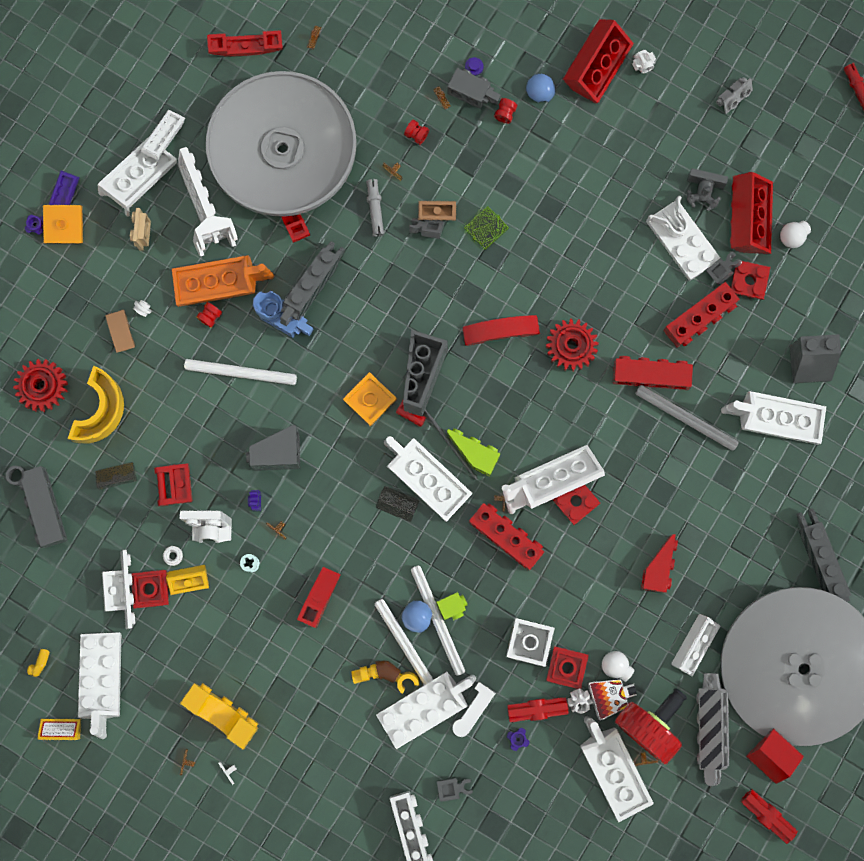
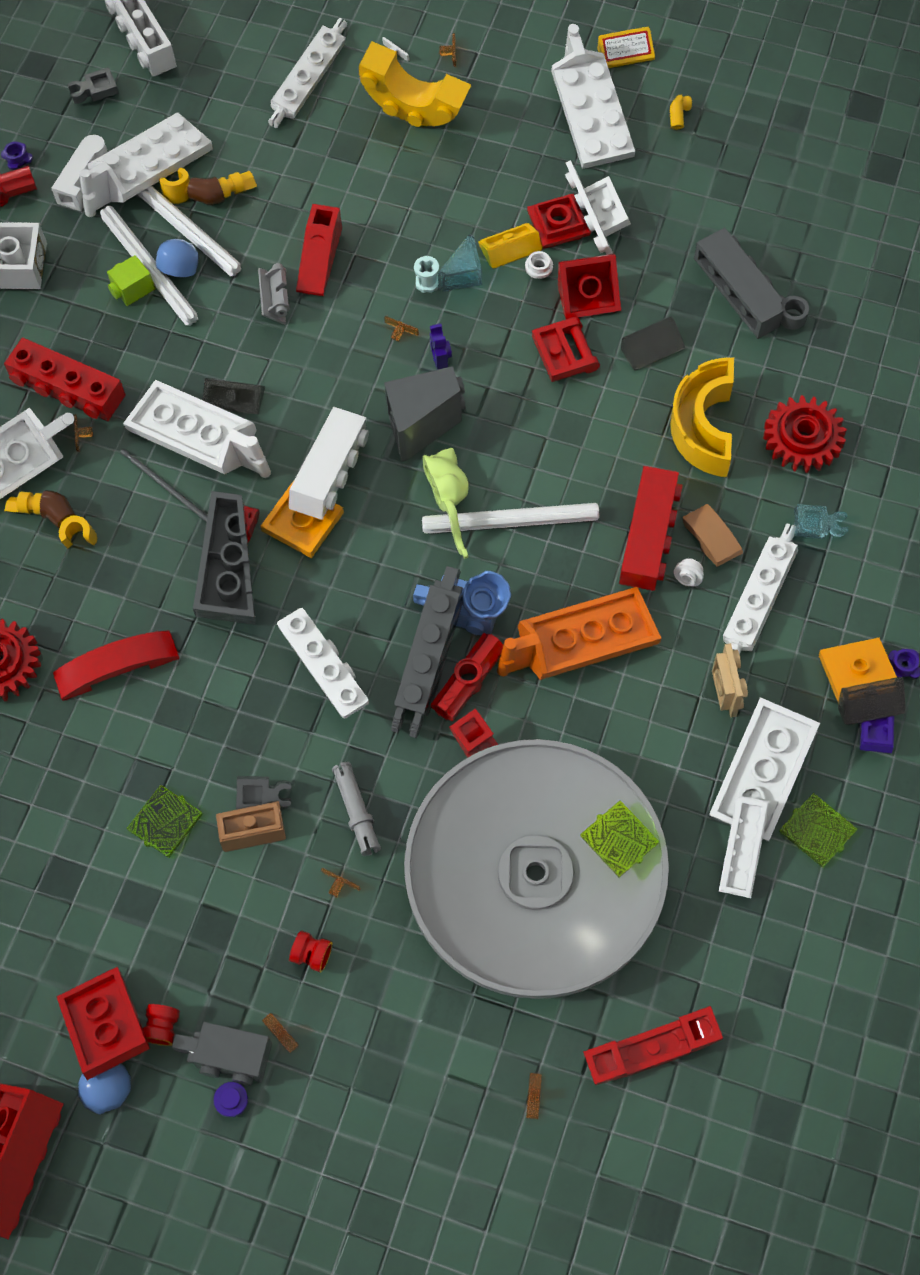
camera: 170 degrees right, 15 degrees down
(54, 325) = (815, 523): none -> clear light blue plate
(62, 198) = (872, 701): none -> clear smoke slope
(103, 287) = (761, 591): none -> white plate
(118, 141) = (818, 830): none -> clear neon green piece
(144, 525) = (589, 286): none -> red slope
(156, 340) = (649, 528): none -> red brick
(205, 525) = (496, 287): white plate -> none
(209, 314) = (581, 584): red wheel -> none
(211, 227) = (614, 706): white hinge -> none
(223, 563) = (462, 268): none -> clear light blue slope
(230, 144) = (619, 839): none -> clear neon green piece
(273, 398) = (449, 488): none -> yellowish green animal
(282, 279) = (459, 691): none -> red piece
(294, 766) = (307, 72): none -> white plate
(344, 426) = (328, 463): none -> white brick
(357, 564) = (272, 294): none -> light grey hinge
(375, 292) = (323, 663): none -> white bracket
(478, 456) = (122, 474): lime slope -> none
(526, 443) = (56, 509): none -> yellow piece
(536, 115) = (102, 1023): none -> red plate

